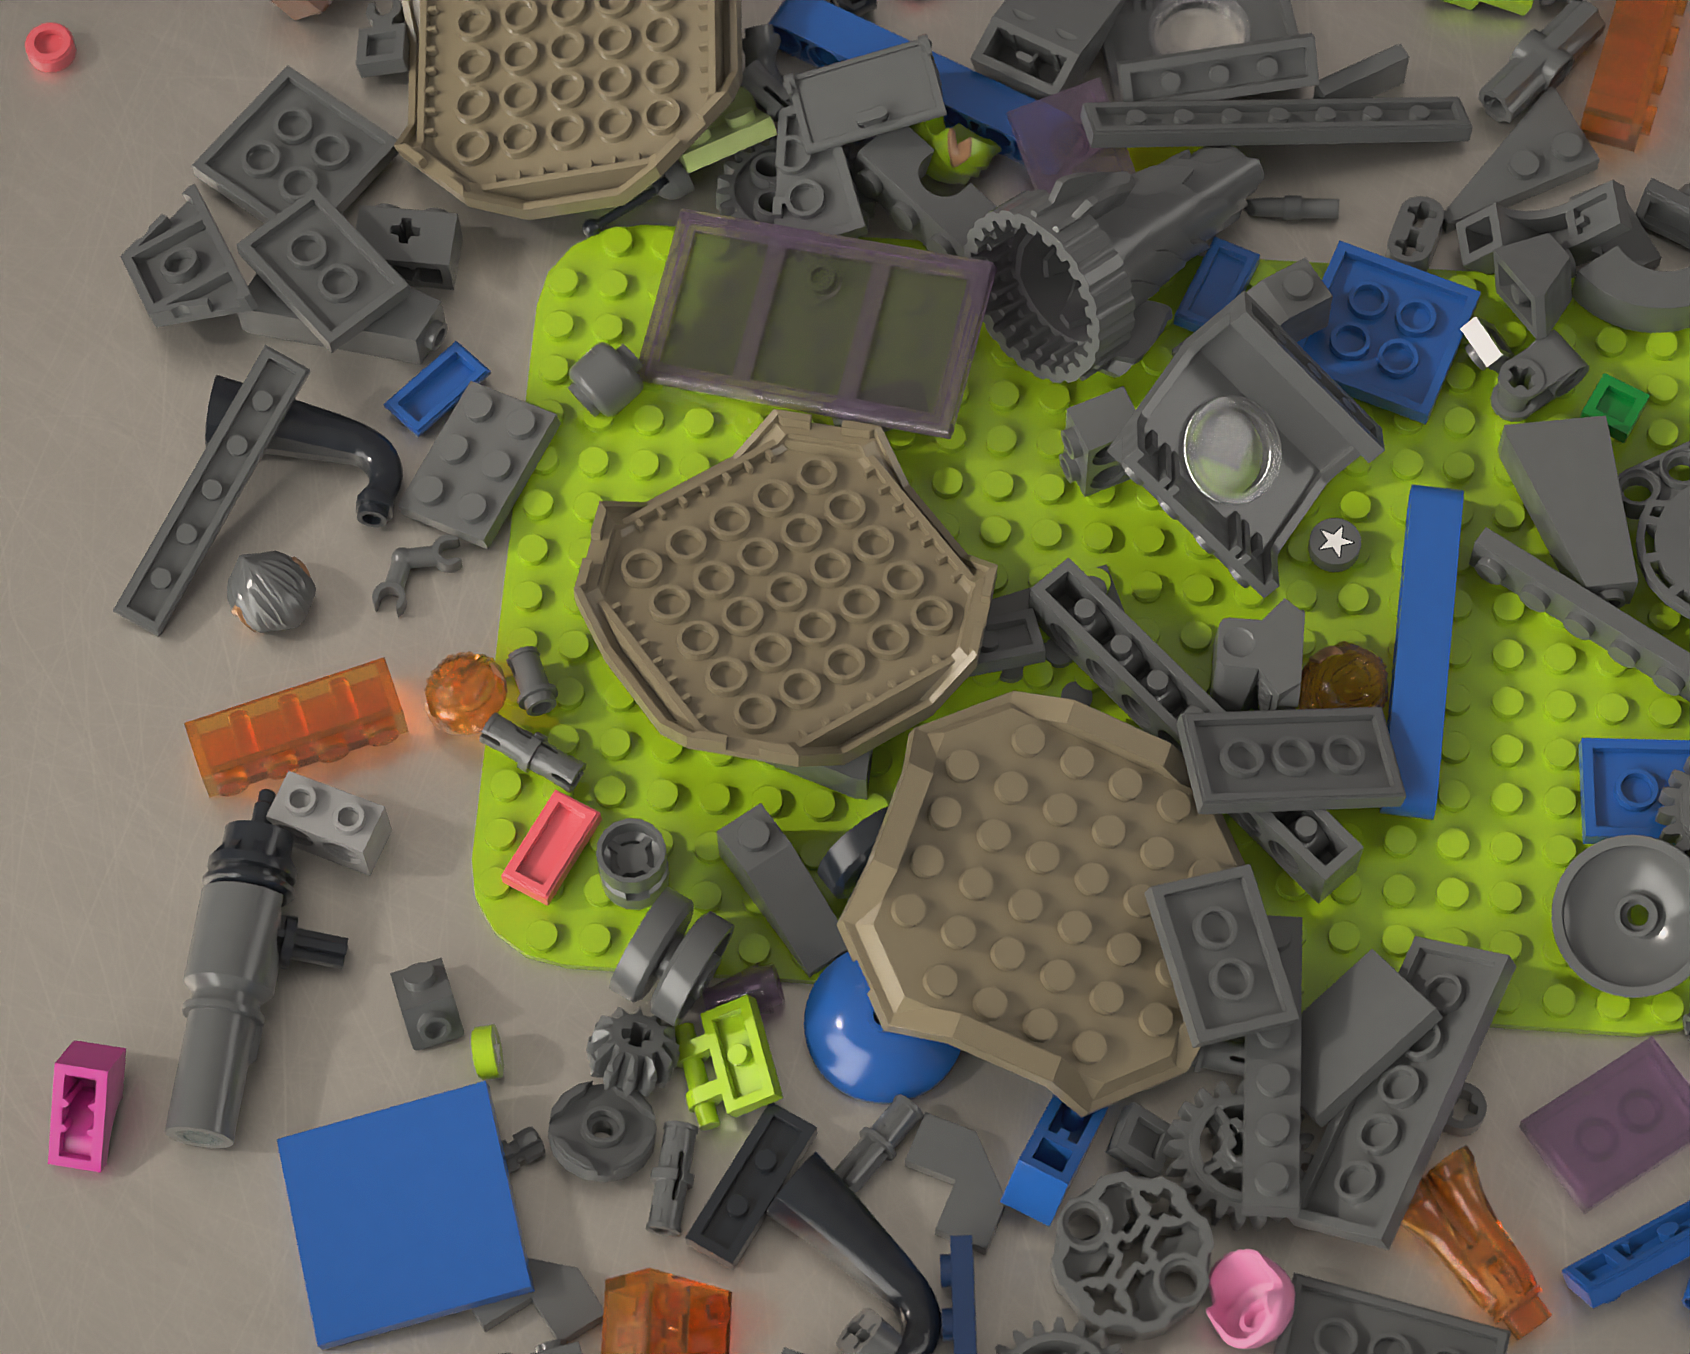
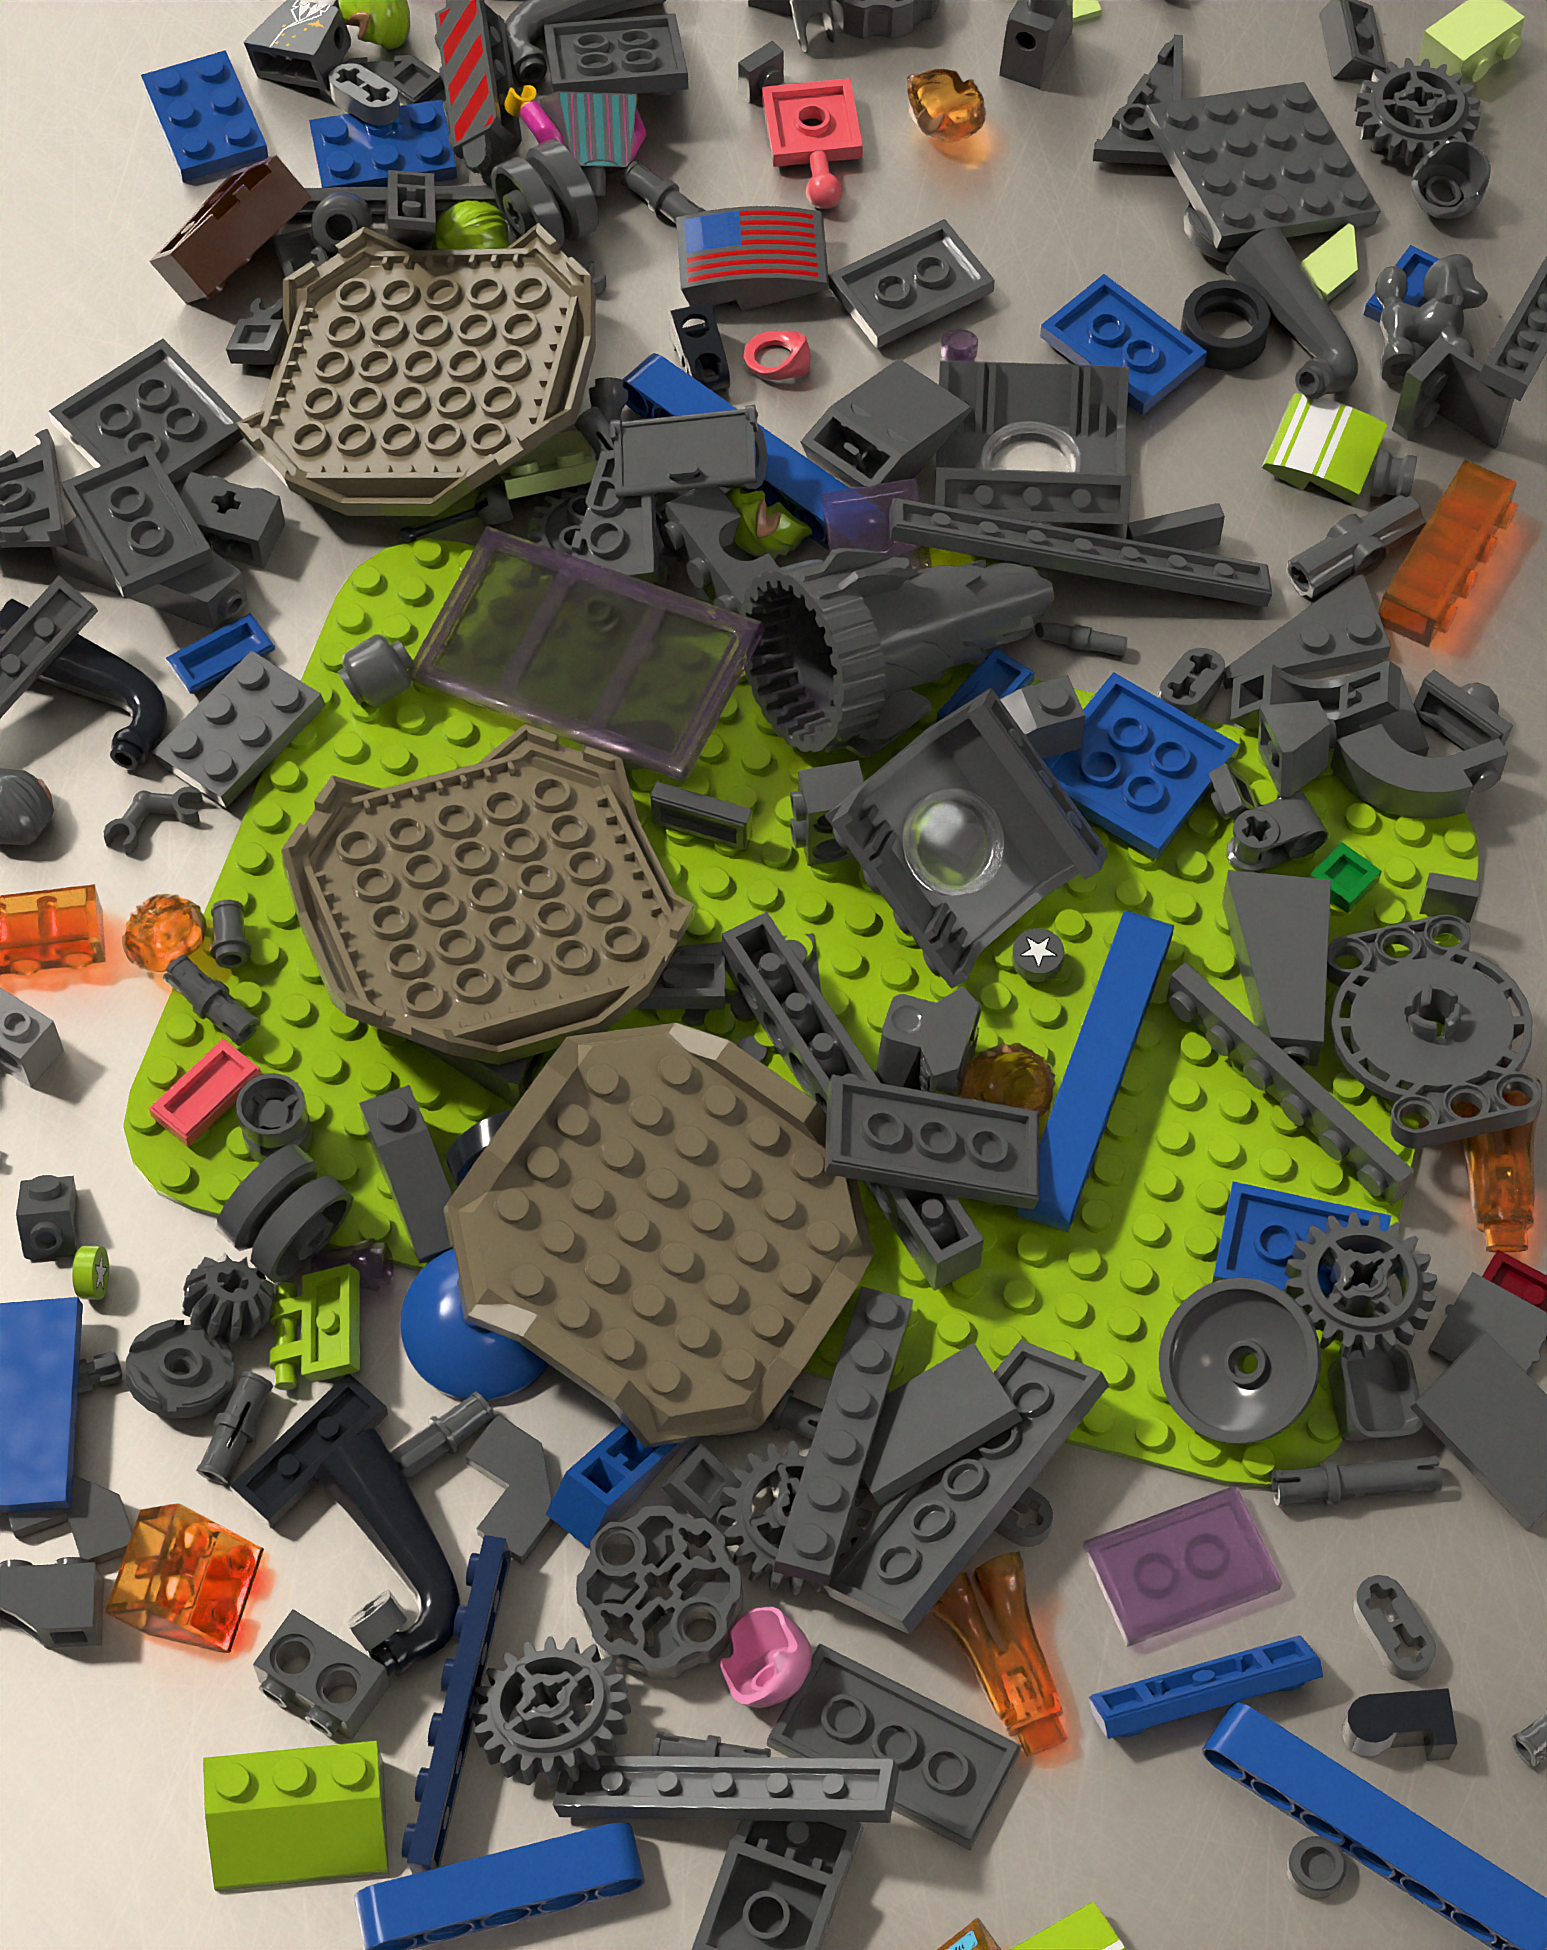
camera: 10 degrees right, 5 degrees down
(970, 467) = (701, 815): none -> dark grey tile
(1221, 955) = (814, 1314): dark grey plate -> none

